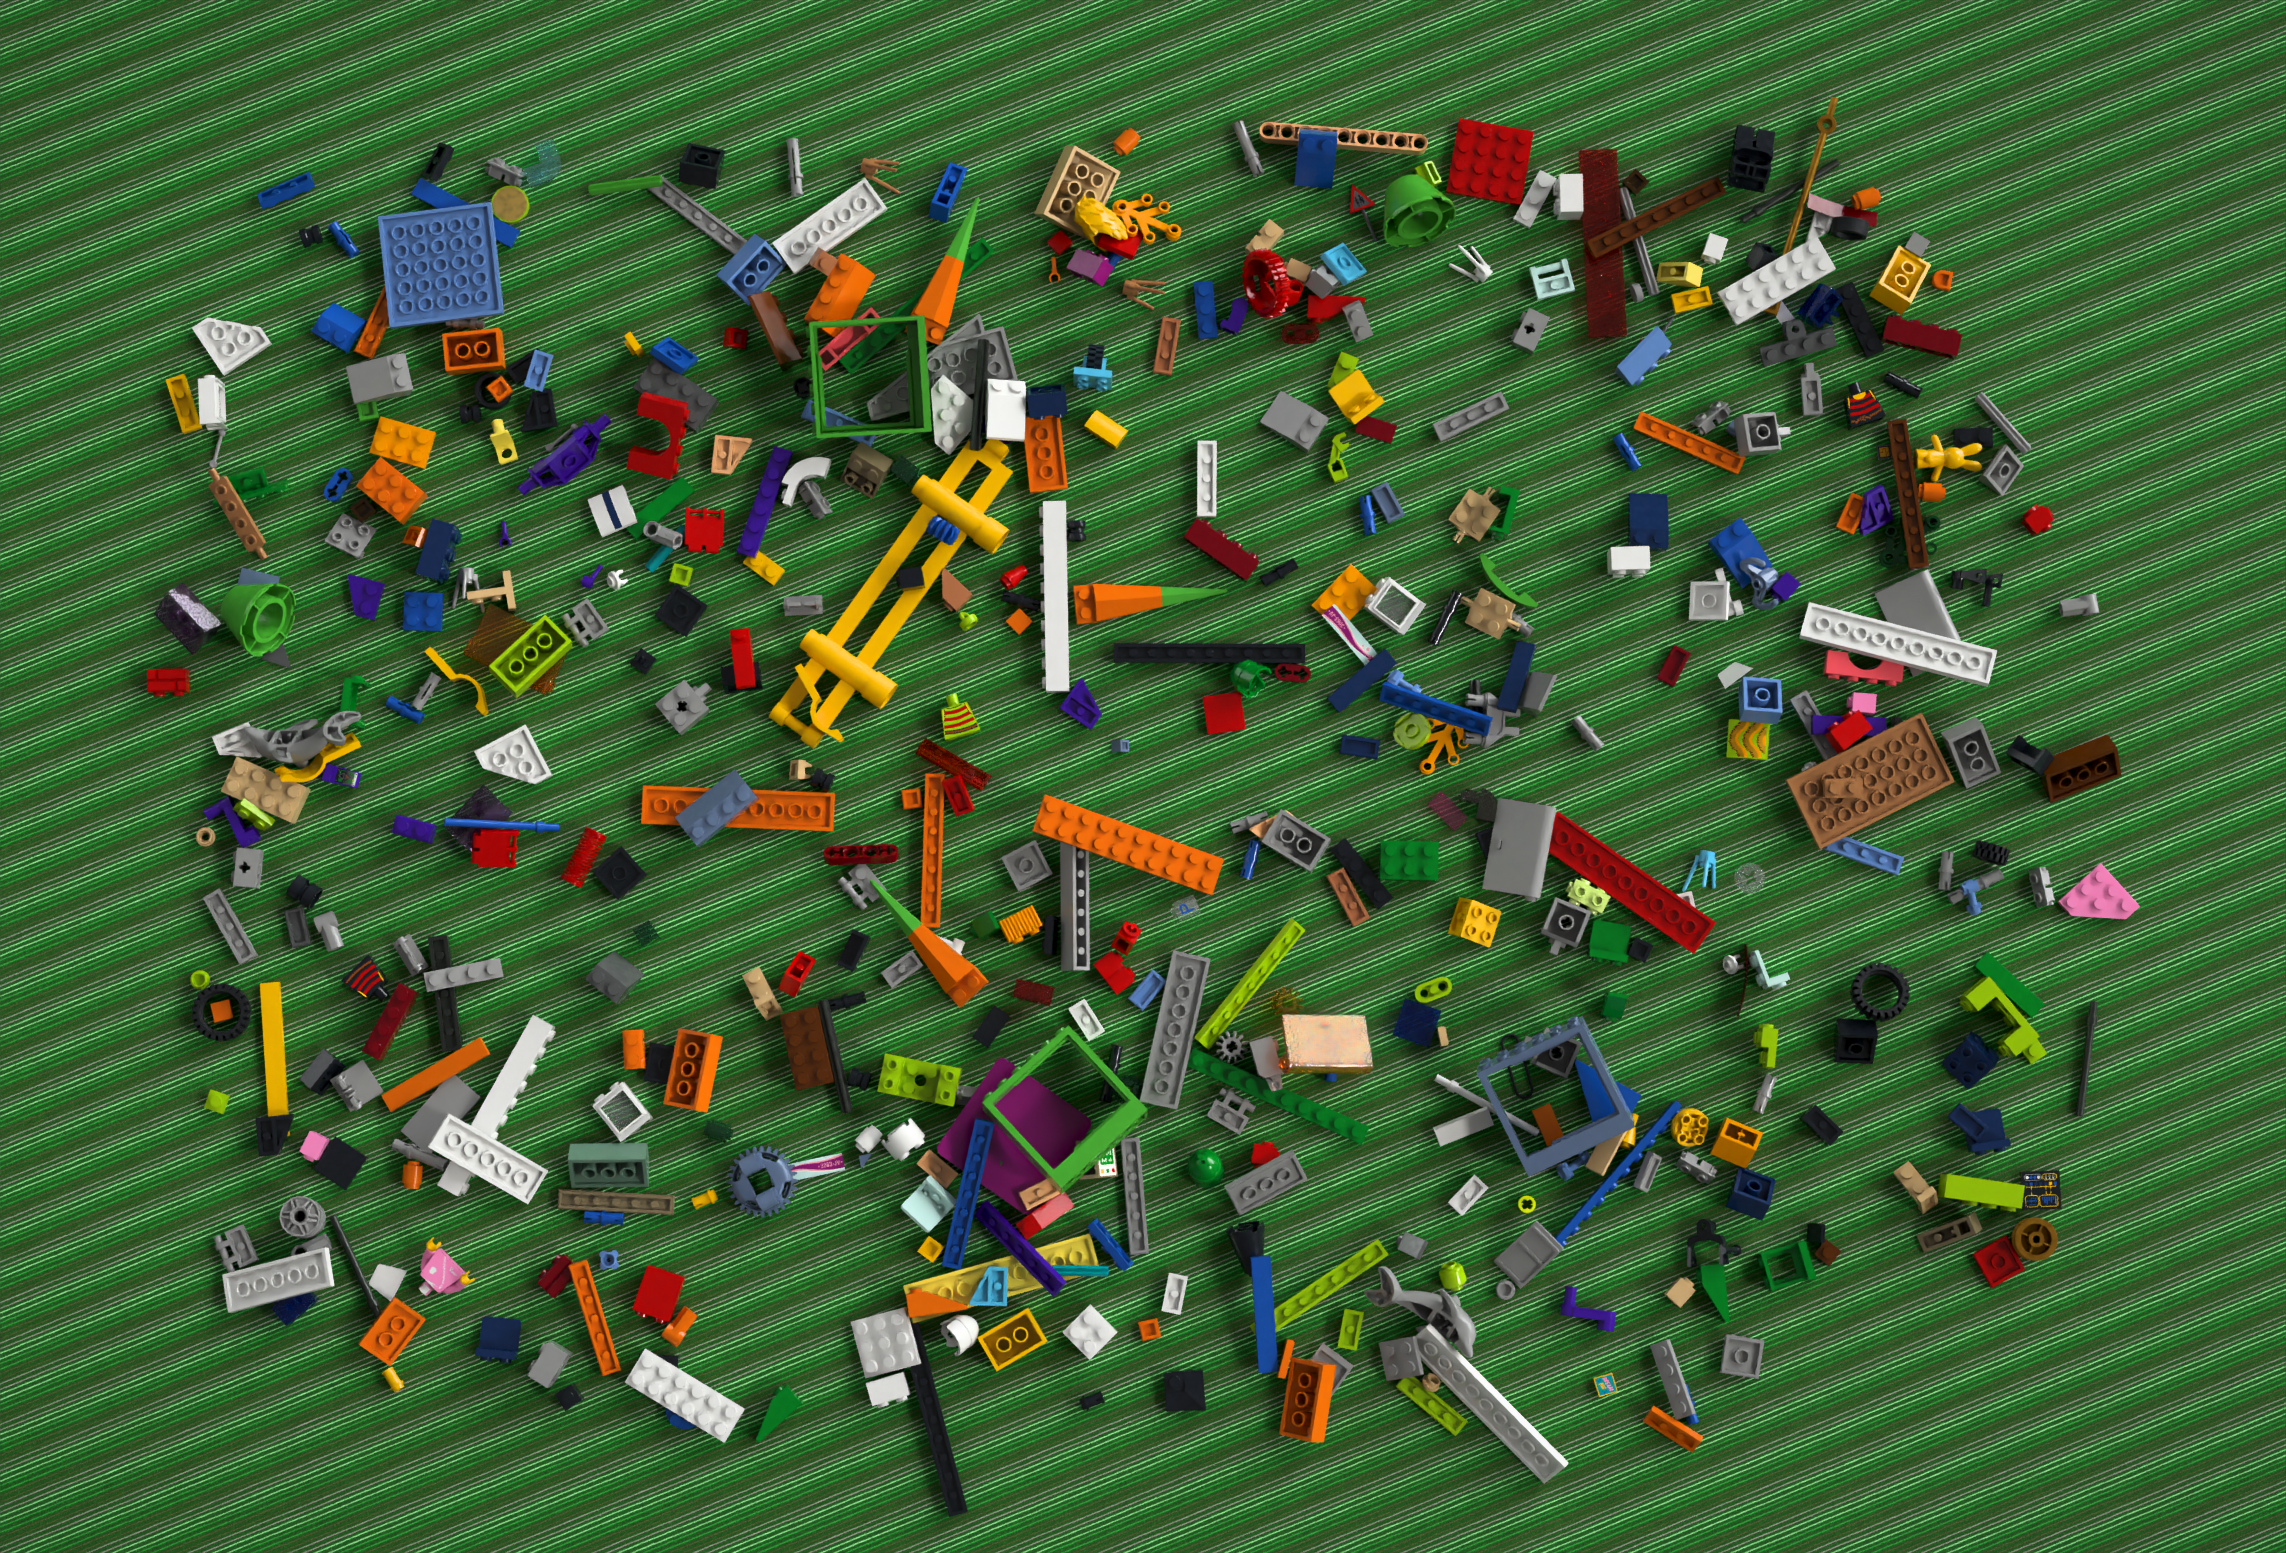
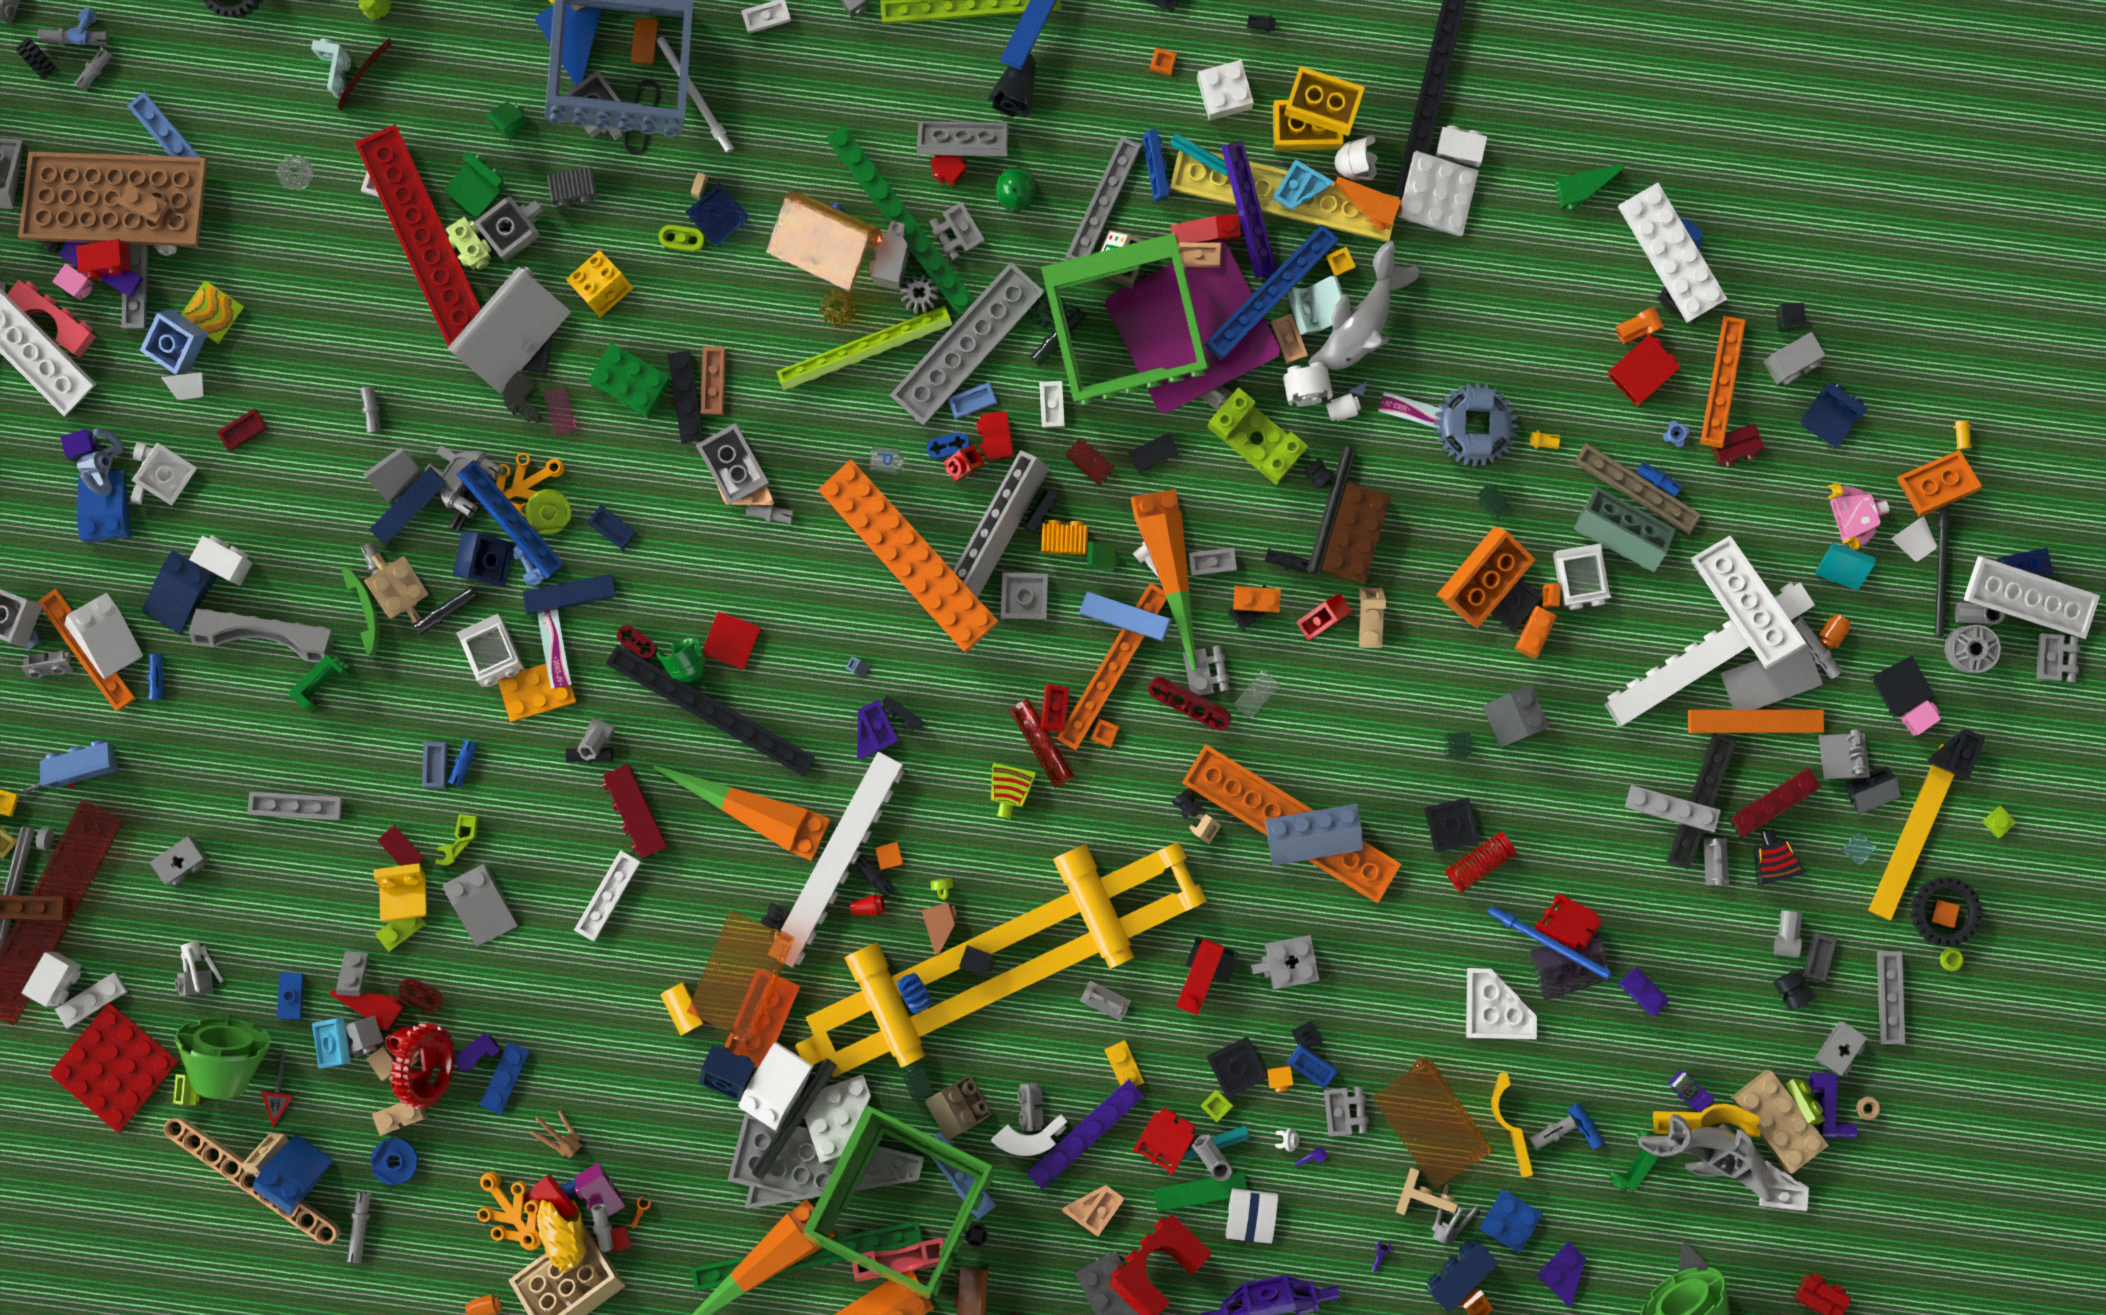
camera: 150 degrees left, 0 degrees up
(310, 1023) = (1858, 848): none -> clear light blue piece
(429, 1227) = (1845, 566): none -> teal tile
(530, 656) = (1423, 1104): lime brick -> none
(626, 641) = (1312, 1066): none -> blue plate
(637, 1084) = (1551, 595): none -> orange tile
(645, 620) = (1280, 1078): none -> light orange plate
(815, 889) = (1256, 694): none -> clear panel
(835, 734) = (1147, 840): yellow piece -> none
(852, 956) = (1257, 599): none -> orange plate
(884, 1202) = (1360, 330): none -> light grey animal
(943, 891) = (1125, 616): none -> medium blue tile
(1007, 1359) = (1324, 101): none -> yellow brick
(1070, 474) = (749, 970): none -> clear orange door
(1073, 243) = (602, 1227): none -> light grey pin
(1074, 730) = (894, 708): none -> black plate
(1093, 372) = (658, 1077): medium azure plate -> none
(1143, 942) = (946, 440): none -> blue beam
(1166, 346) = (568, 1062): nougat tile -> none
(1174, 1293) = (1117, 82): white plate -> none
(1250, 859) = (790, 474): blue pin -> none
(1257, 200) = (381, 1164): none -> blue plate
(1280, 585) = (596, 736): none -> light grey piece
(1344, 161) = (264, 1152): none -> tan plate
(1394, 281) = (290, 996): none -> blue plate
(1439, 670) = (483, 559): none -> dark blue slope
(1463, 1126) = (730, 86): white tile -> none
(1472, 246) = (185, 985): none -> light grey bracket
(1473, 515) = (353, 701): tan plate -> none
(1536, 983) = (572, 187): none -> dark grey brick
(1552, 285) = (125, 896): light aqua plate -> none
(1604, 510) = (216, 628): none -> light grey arch
(1640, 949) = (448, 161): black plate -> none
(1681, 459) = (103, 635): none -> white slope
(1706, 860) = (327, 214): medium azure plant -> none
(1731, 965) = (365, 96): white plate -> none

